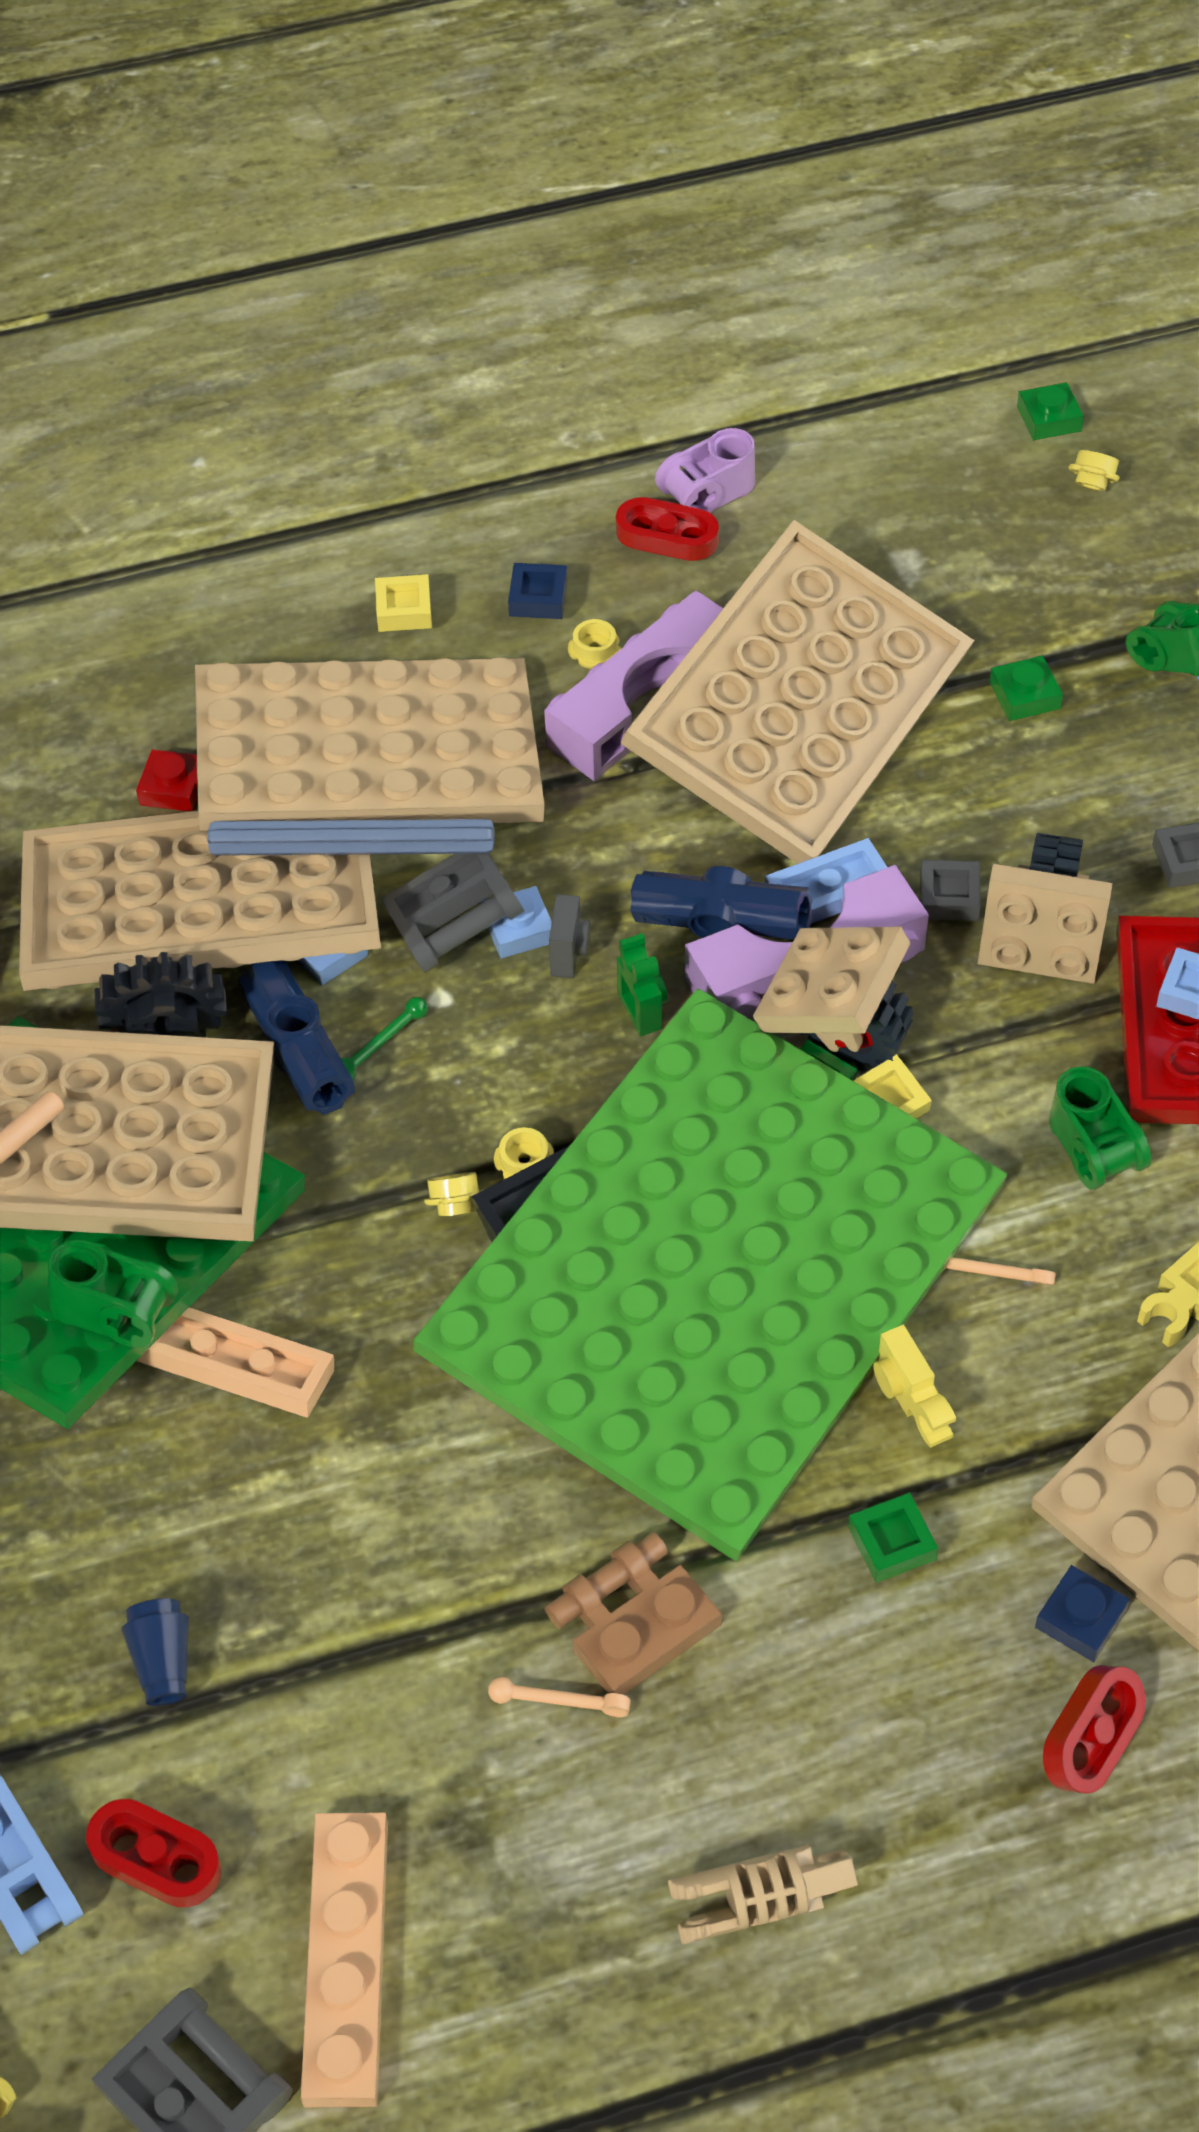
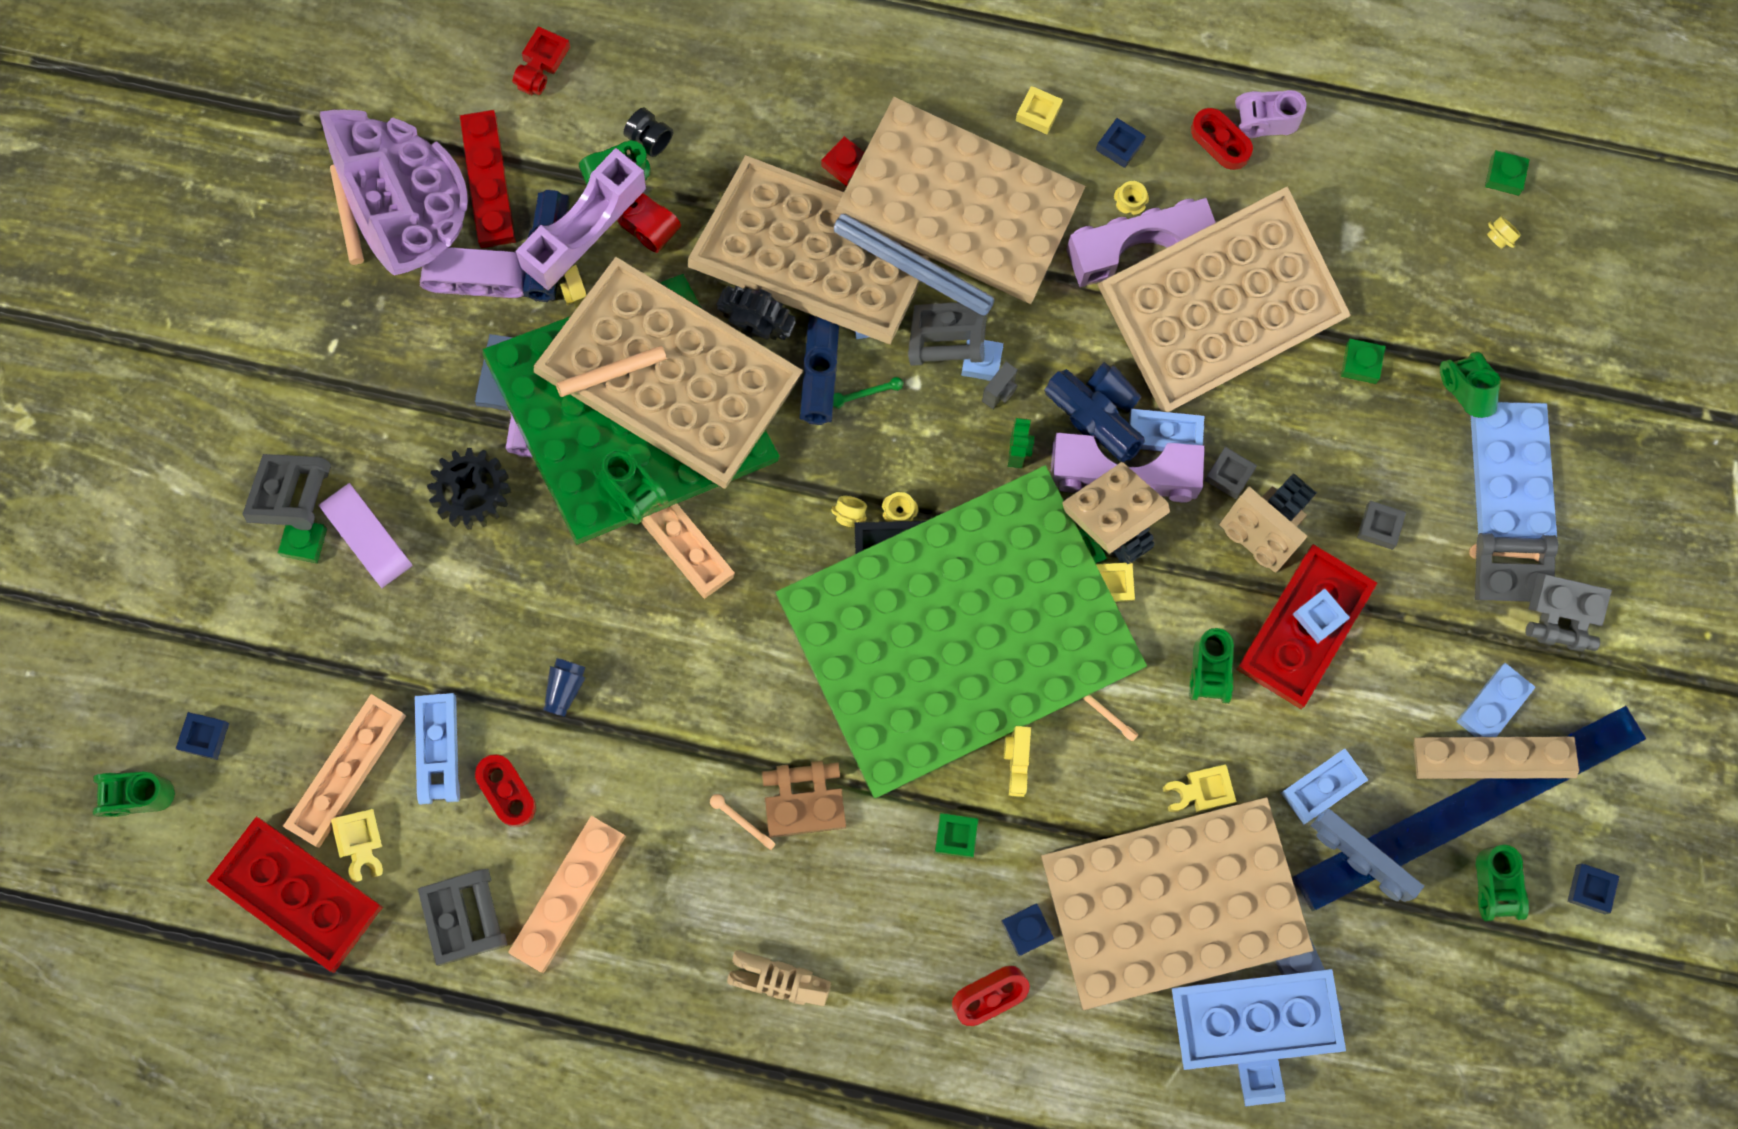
camera: 25 degrees right, 20 degrees up
(714, 852) = (1114, 386): none -> dark blue cone

